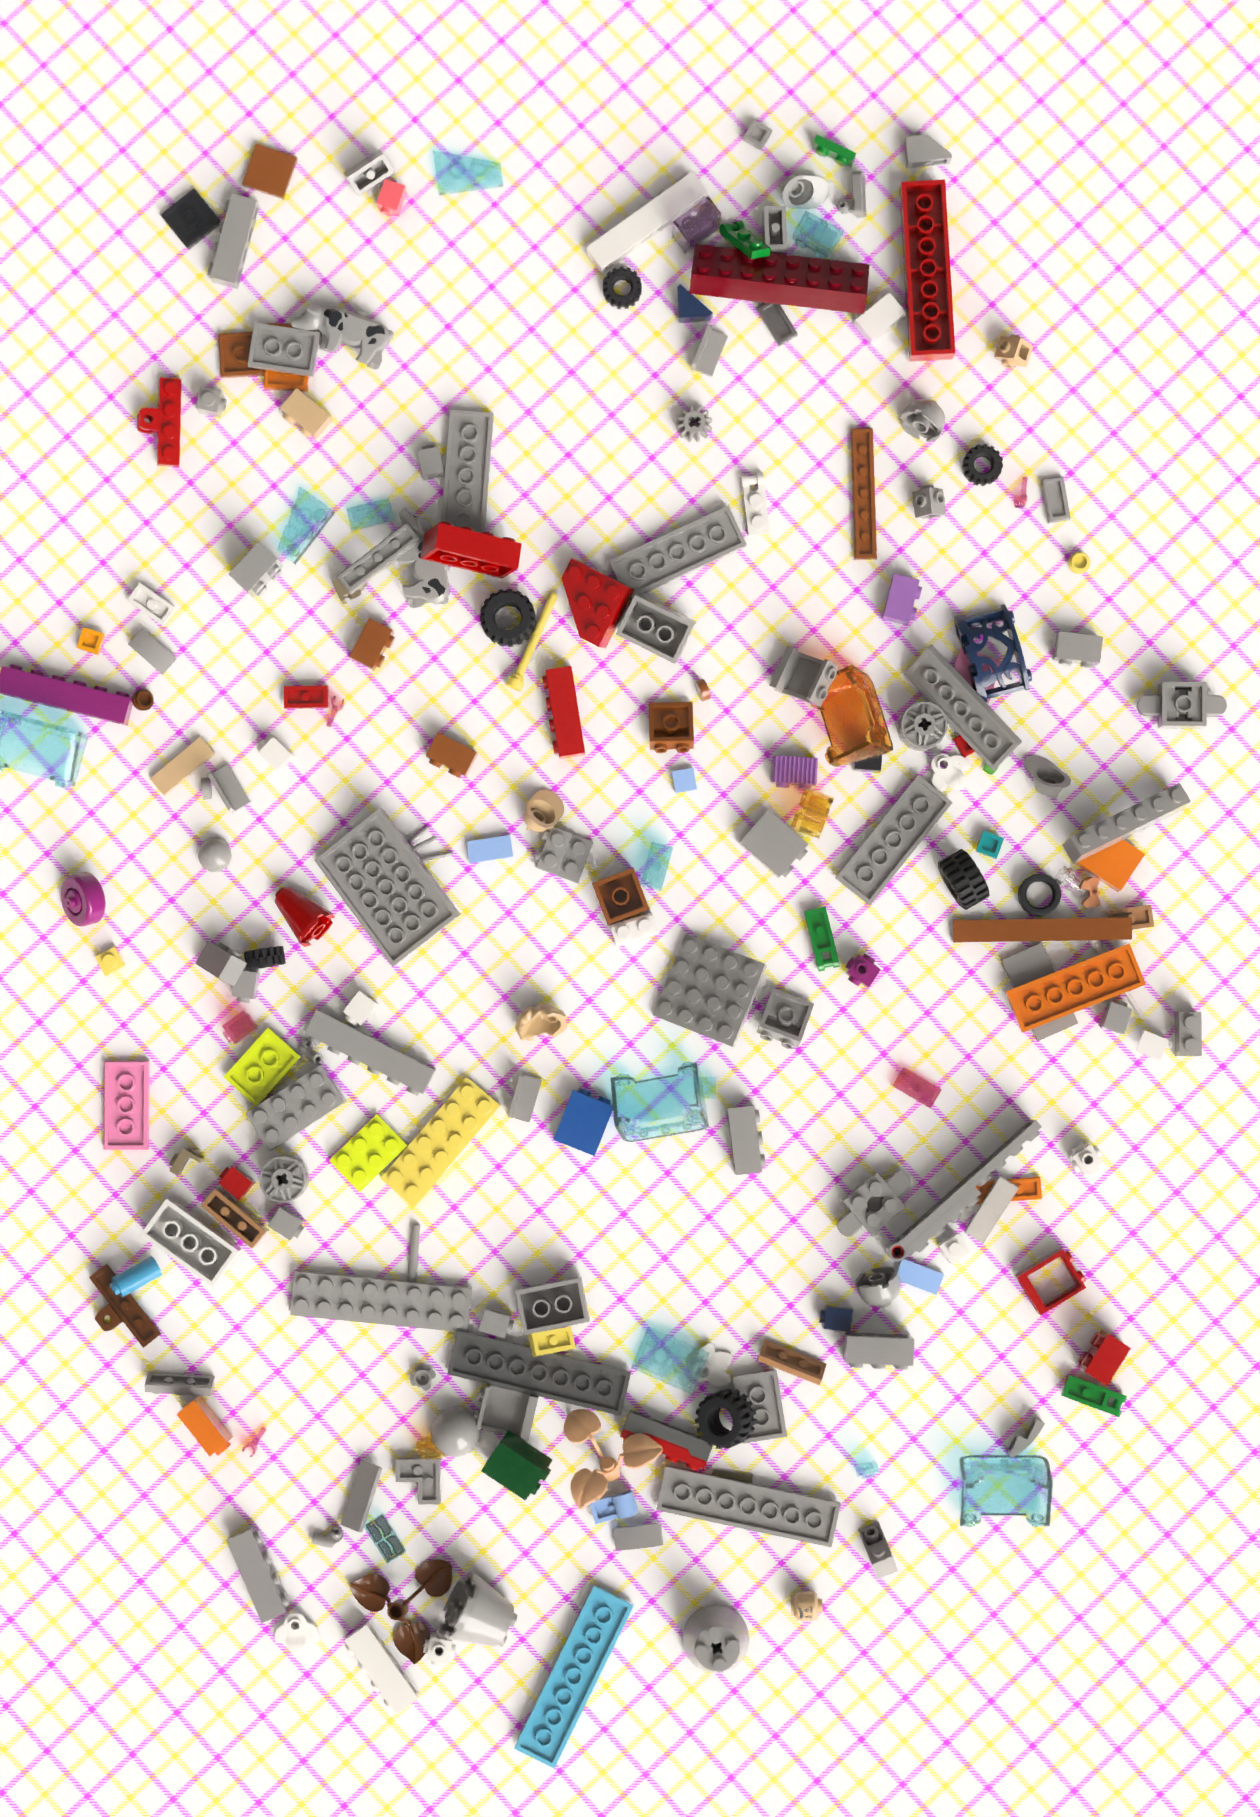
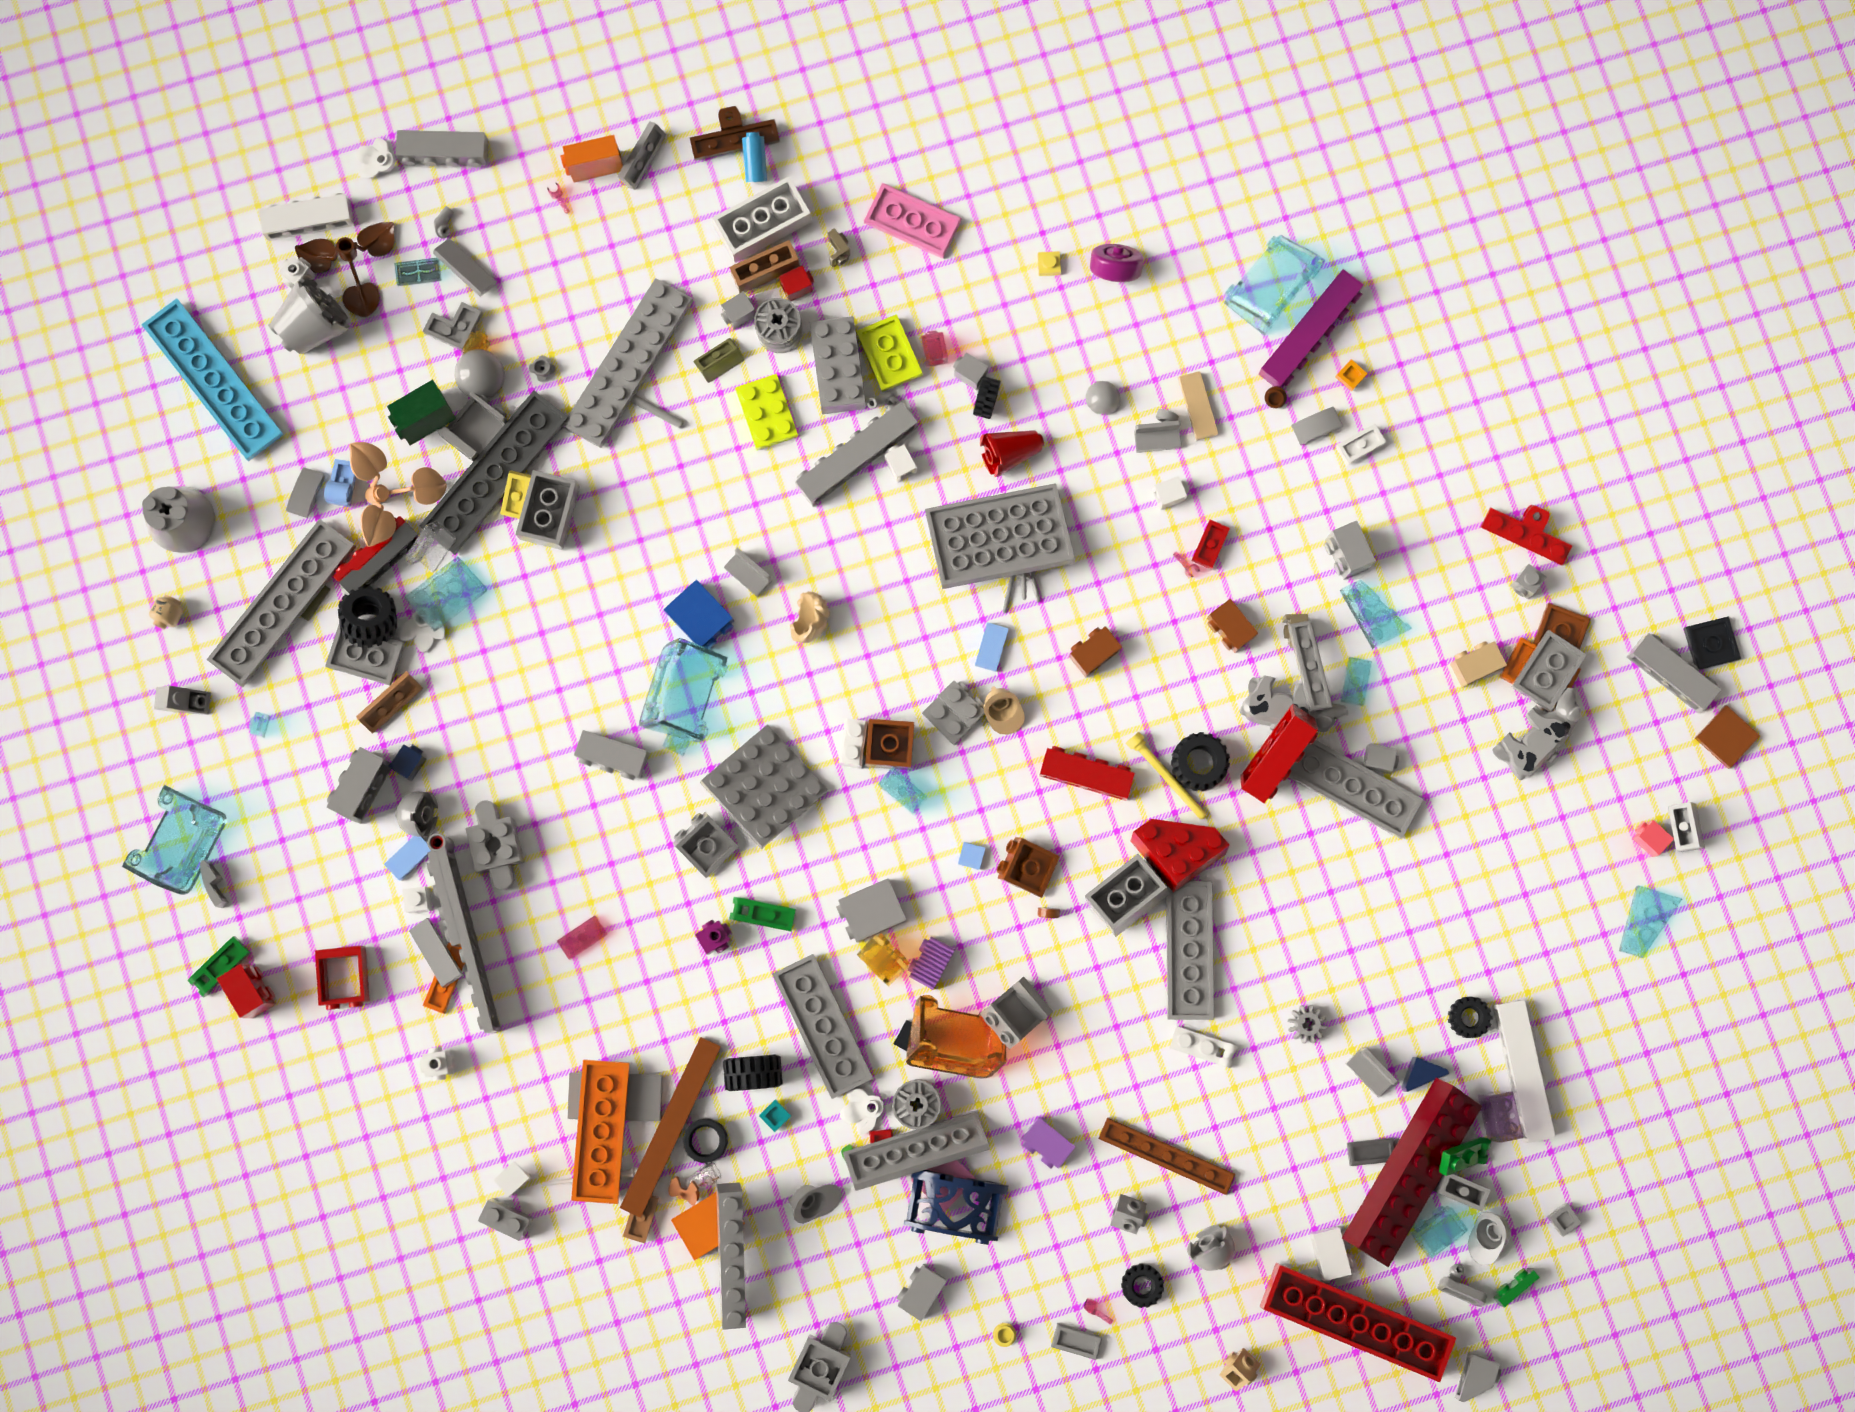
camera: 110 degrees right, 5 degrees down
(221, 962) = (1000, 356): light grey brick -> none
(340, 1219) = (719, 360): none -> olive slope
(440, 1142) = (745, 480): light yellow plate -> none
(496, 1323) = (557, 453): light grey brick -> none
(634, 1394) = (431, 546): none -> clear panel
(1116, 1016) = (555, 1158): light grey brick -> none

